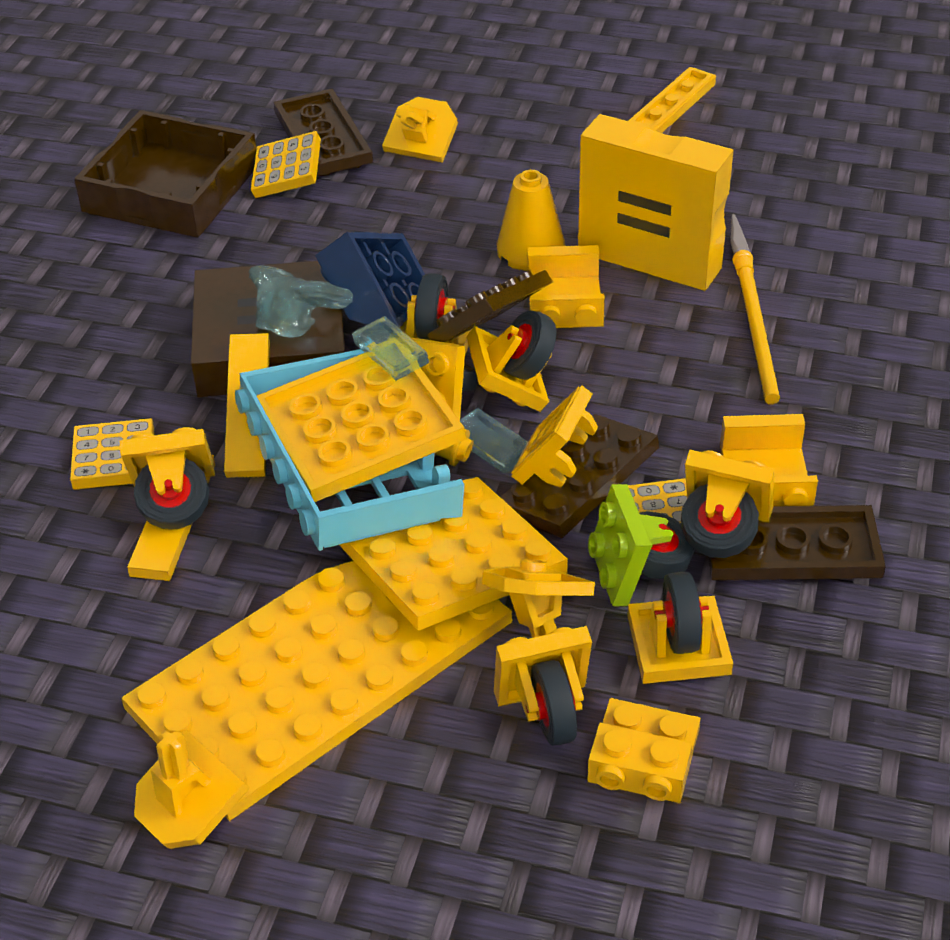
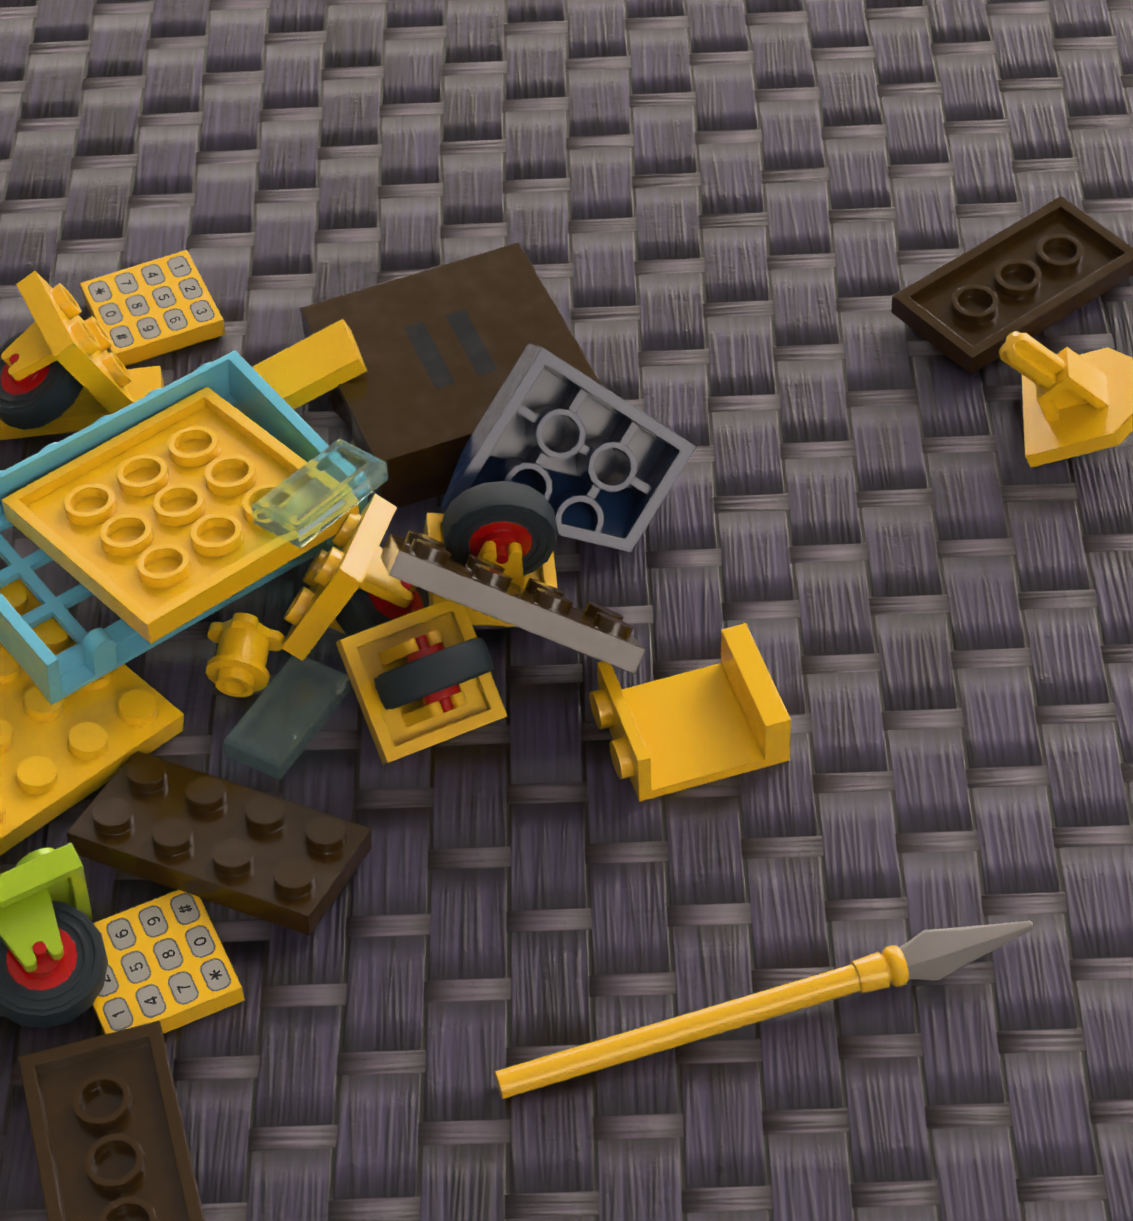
camera: 75 degrees right, 5 degrees up
(167, 173) = (800, 144): dark brown tile -> none
(286, 164) = (883, 266): tile -> none
(292, 300) = (434, 347): clear light blue hair -> none
(528, 219) = (822, 619): yellow cone -> none
(543, 450) = (213, 754): yellow piece -> none
(654, 200) = (863, 744): yellow tile -> none
(724, 502) = (106, 1019): plate -> none
(776, 444) = (299, 1107): yellow panel -> none

